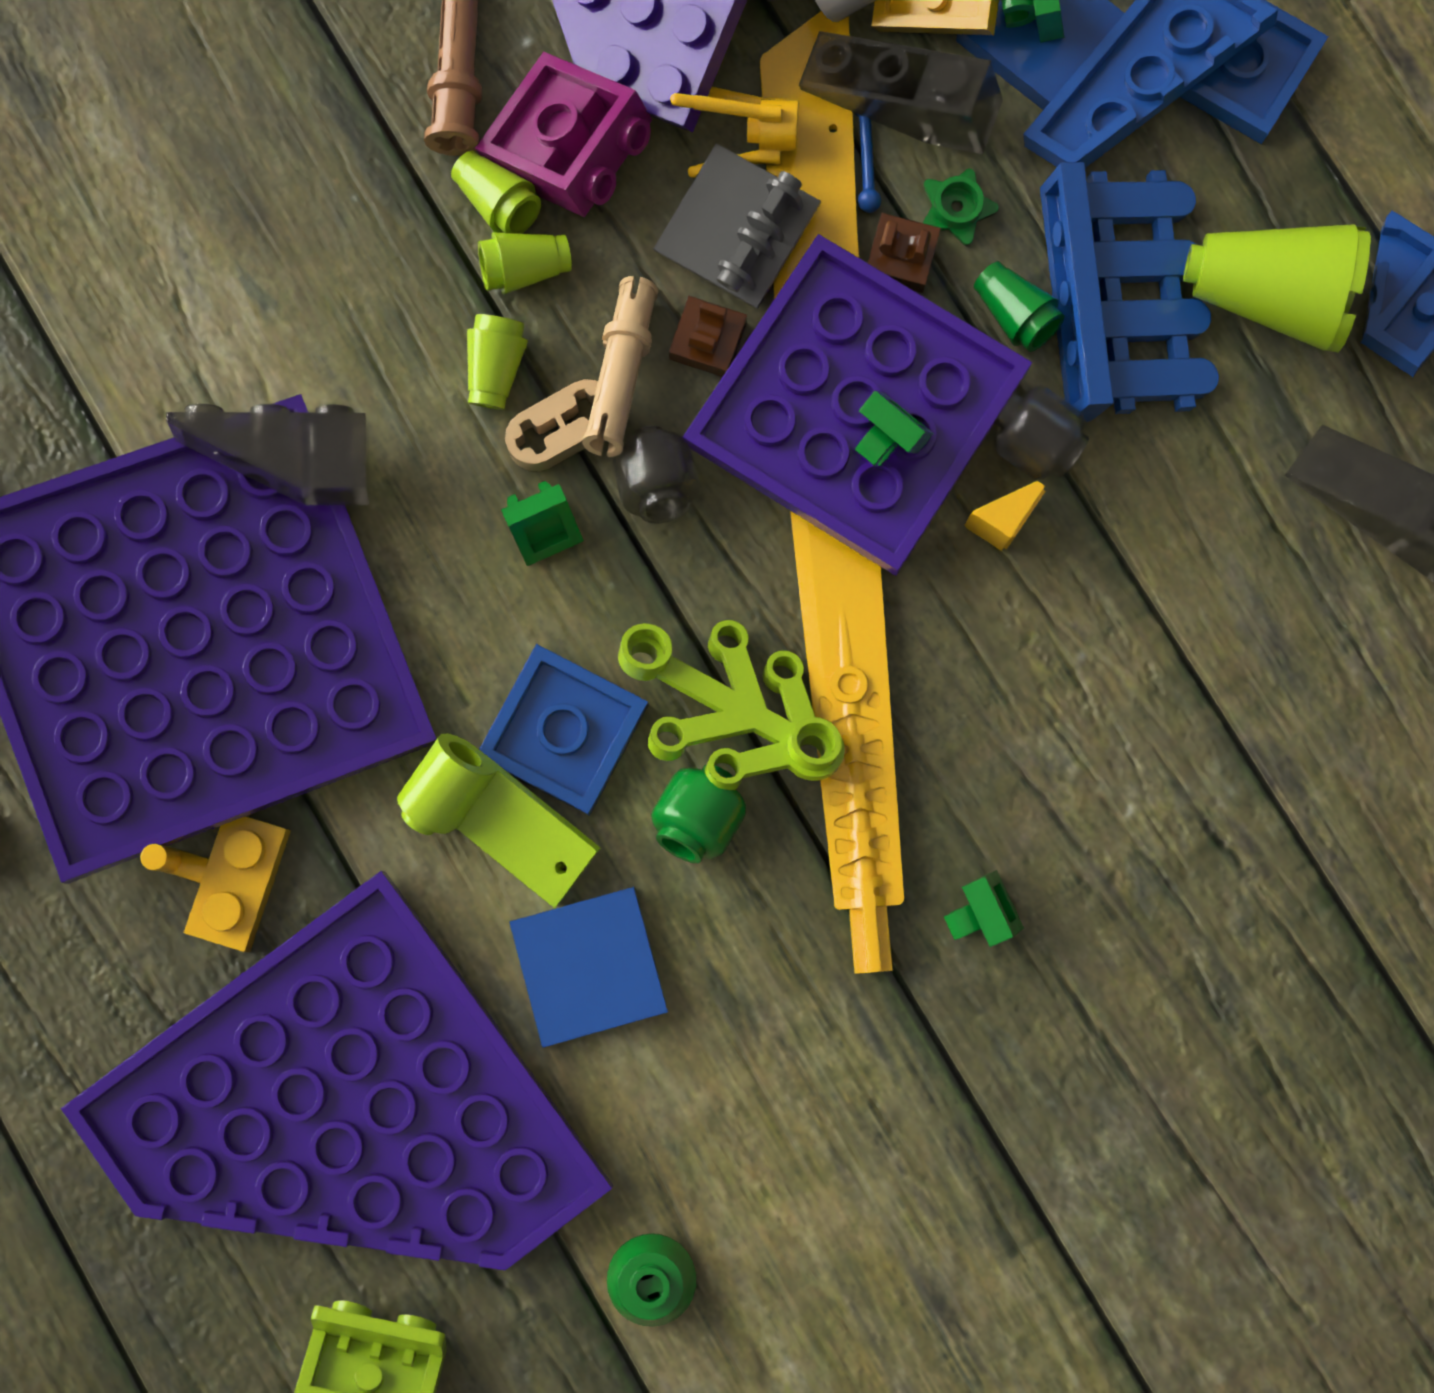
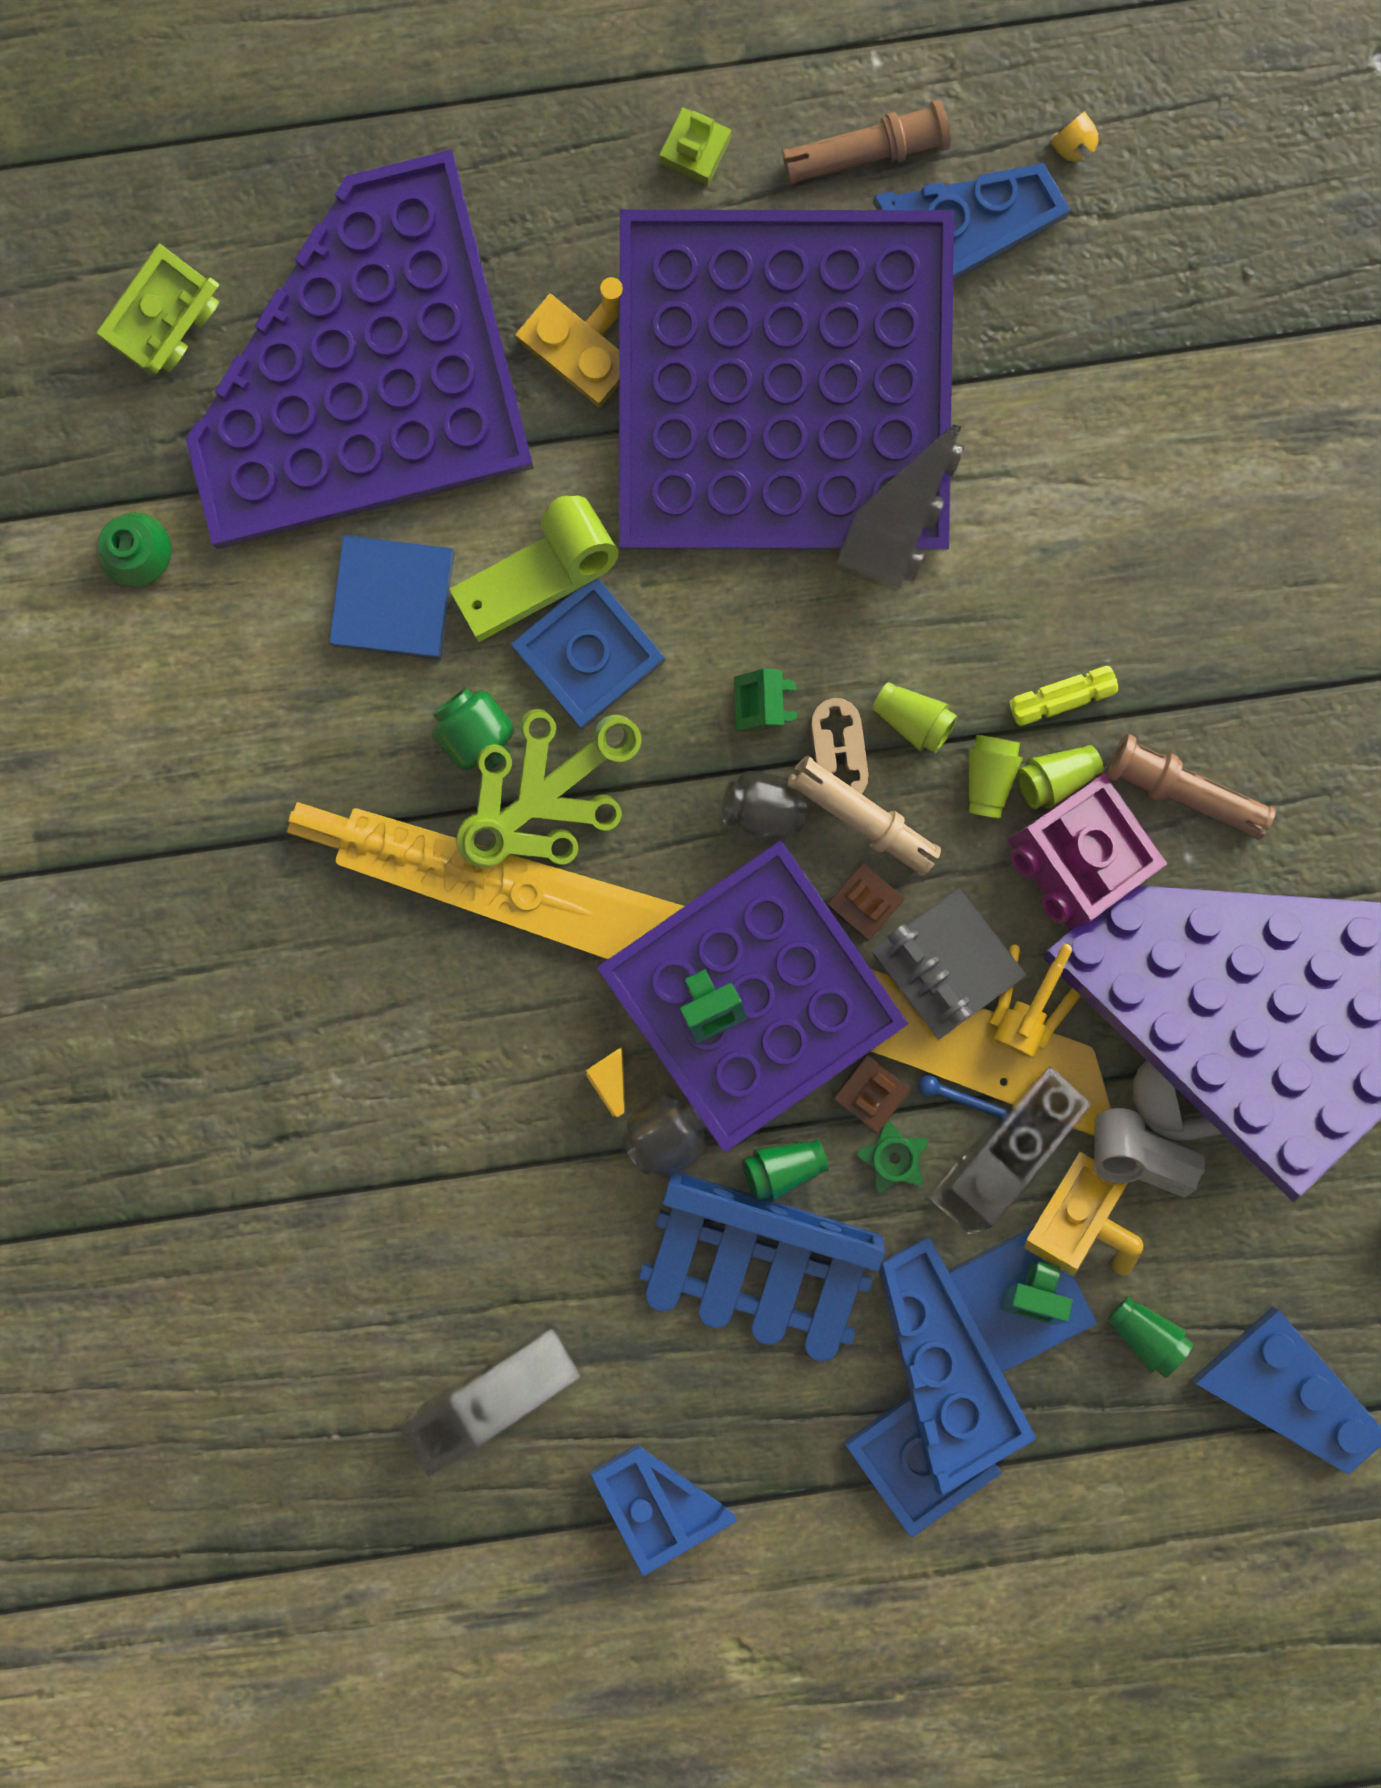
camera: 110 degrees right, 5 degrees up
(410, 222) = (1064, 695): none -> neon yellow axle
(987, 910) = (301, 926): green tile -> none
(1285, 278) = (710, 1395): lime cone -> none

